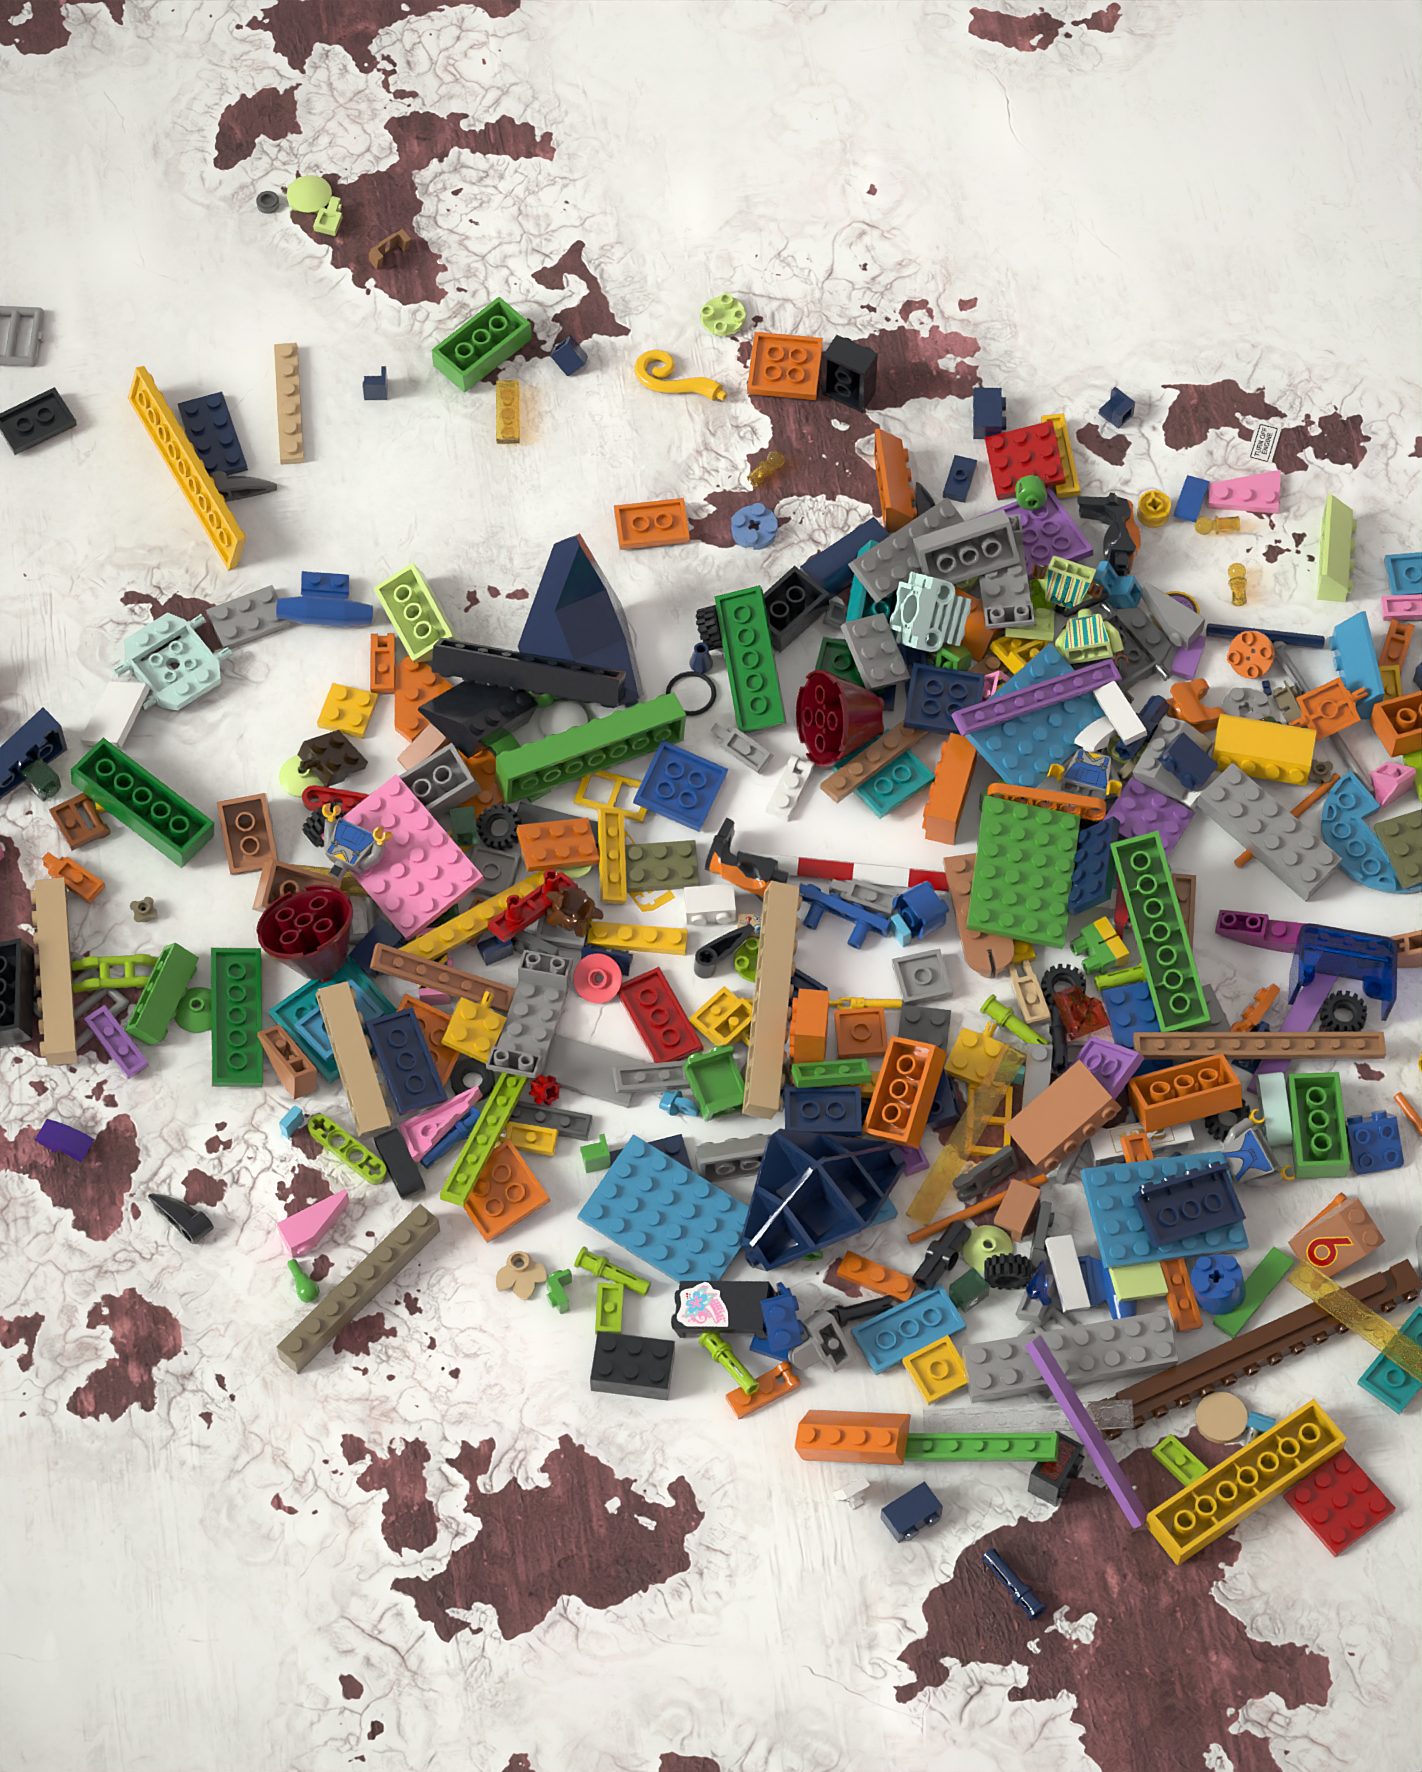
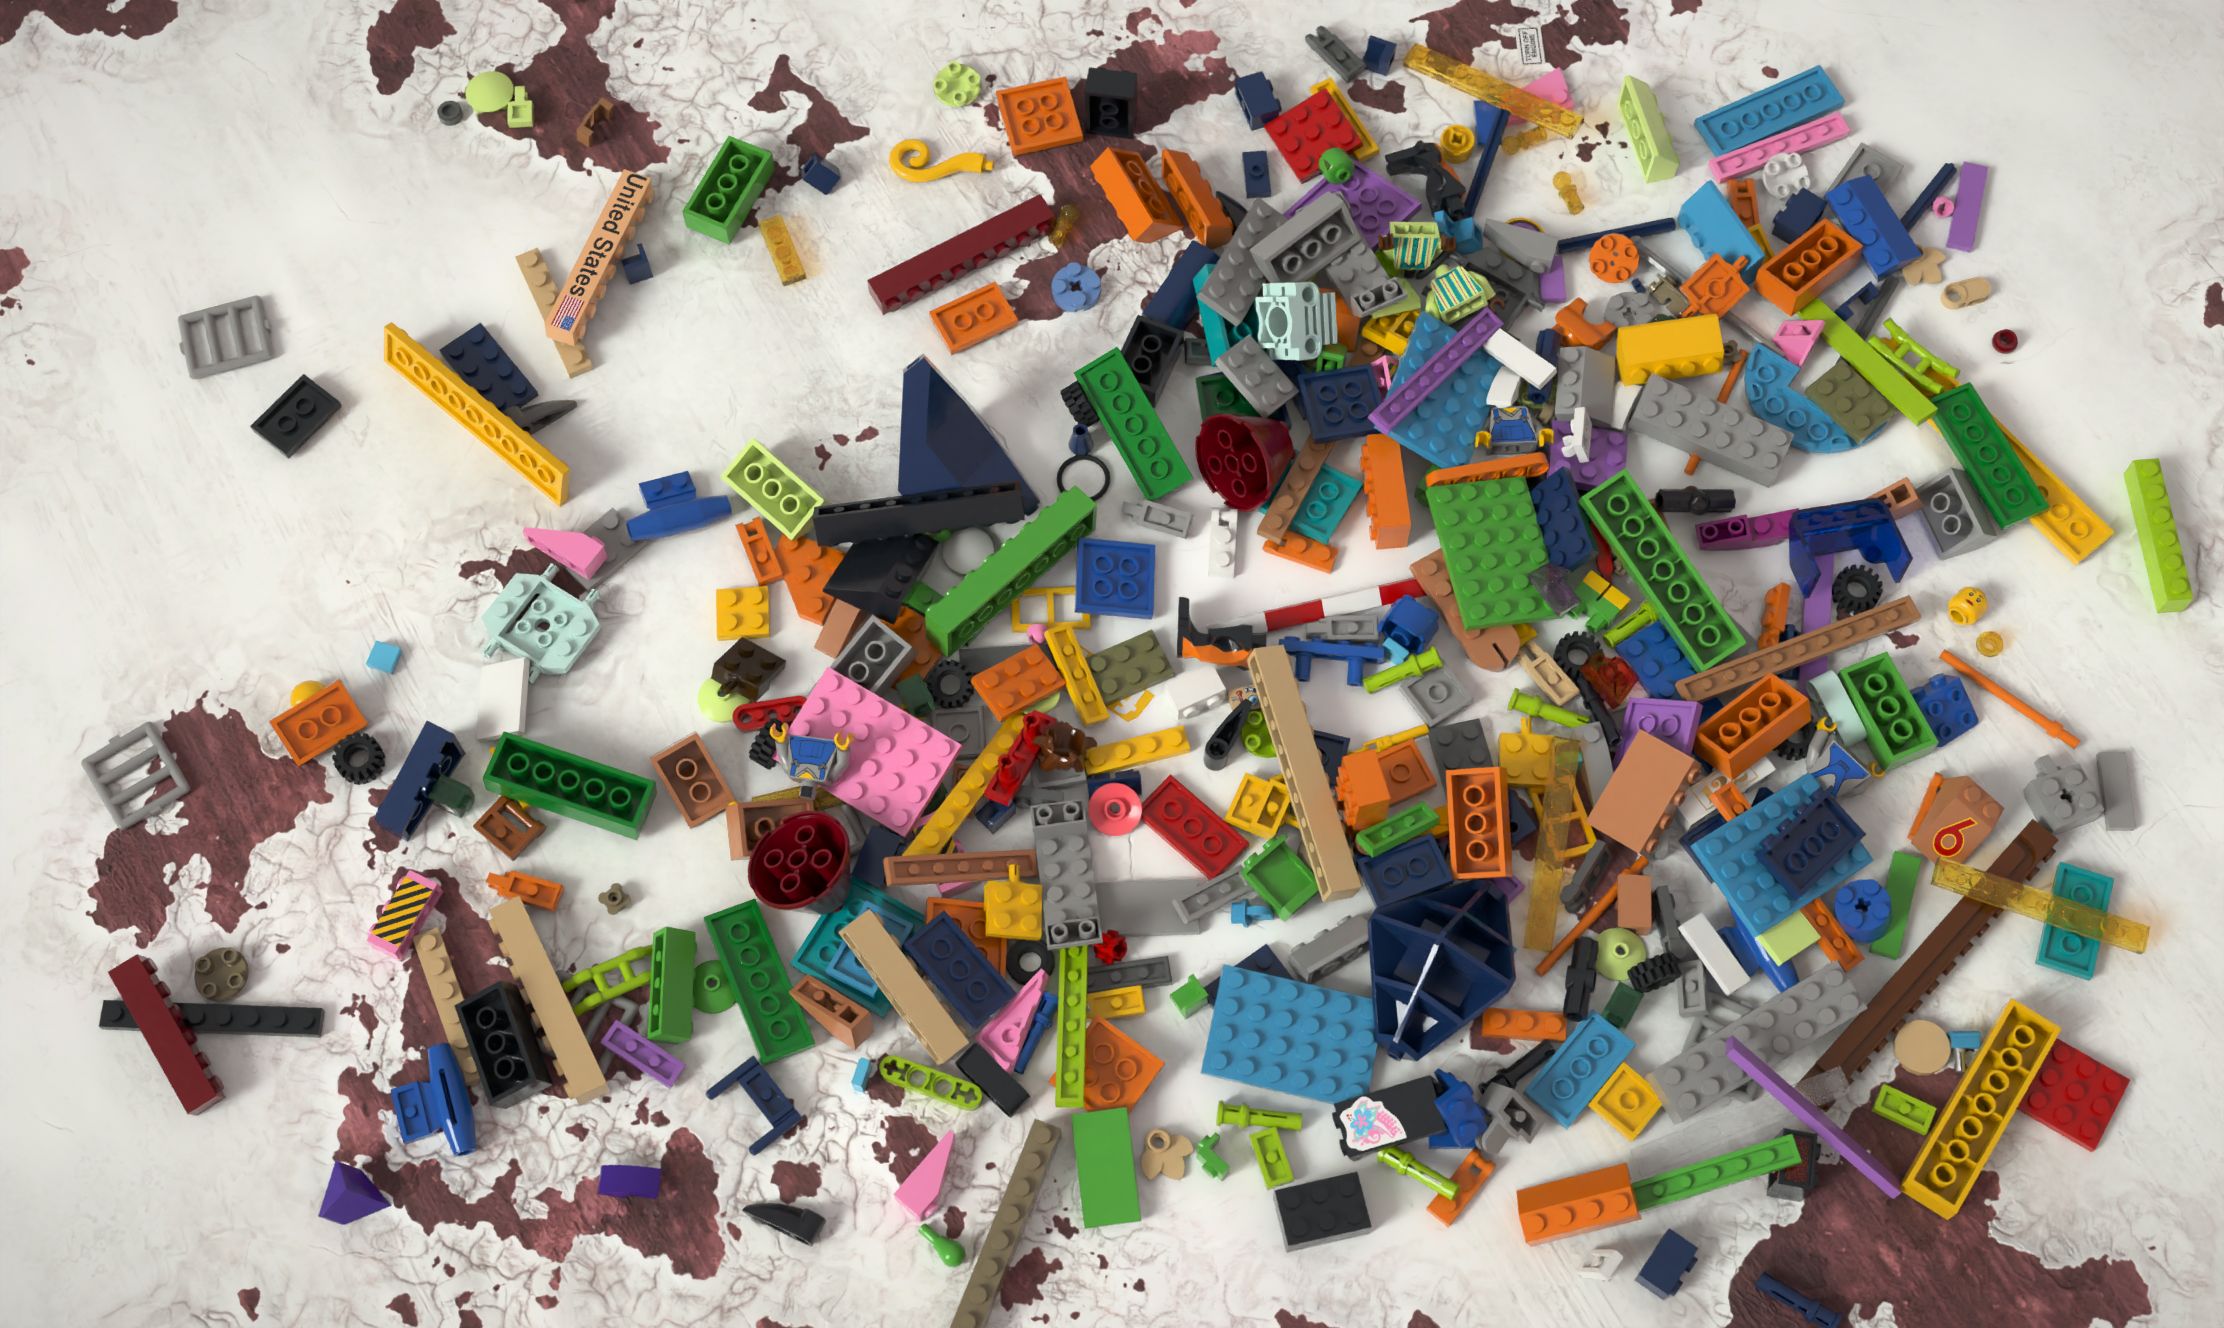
camera: 20 degrees left, 5 degrees up
(30, 647) = (384, 657): none -> medium azure tile
(204, 1111) = (766, 1097): none -> dark blue plate
(221, 607) = (571, 549): none -> bright pink slope
(345, 367) = (599, 258): none -> light nougat brick
(465, 1266) = (1106, 1168): none -> bright green tile
(591, 810) = (1036, 633): none -> bright pink hinge
(664, 465) = (961, 254): none -> dark red brick
(841, 462) = (1135, 195): none -> orange slope
(859, 818) = (1304, 551): none -> orange plate
(911, 946) = (1415, 665): none -> lime pin
(1038, 1285) = (1692, 977): clear blue animal -> none
(1060, 918) = (1552, 585): none -> slope
(1079, 395) = (1336, 54): none -> dark grey hinge
(1145, 798) = (1580, 442): none -> white plate
(1171, 534) = (1485, 162): none -> dark blue axle
(1187, 762) = (1606, 386): dark blue brick -> none
(1207, 472) = (1493, 91): none -> clear yellow plate
(1243, 893) = (1708, 500): none -> black piece

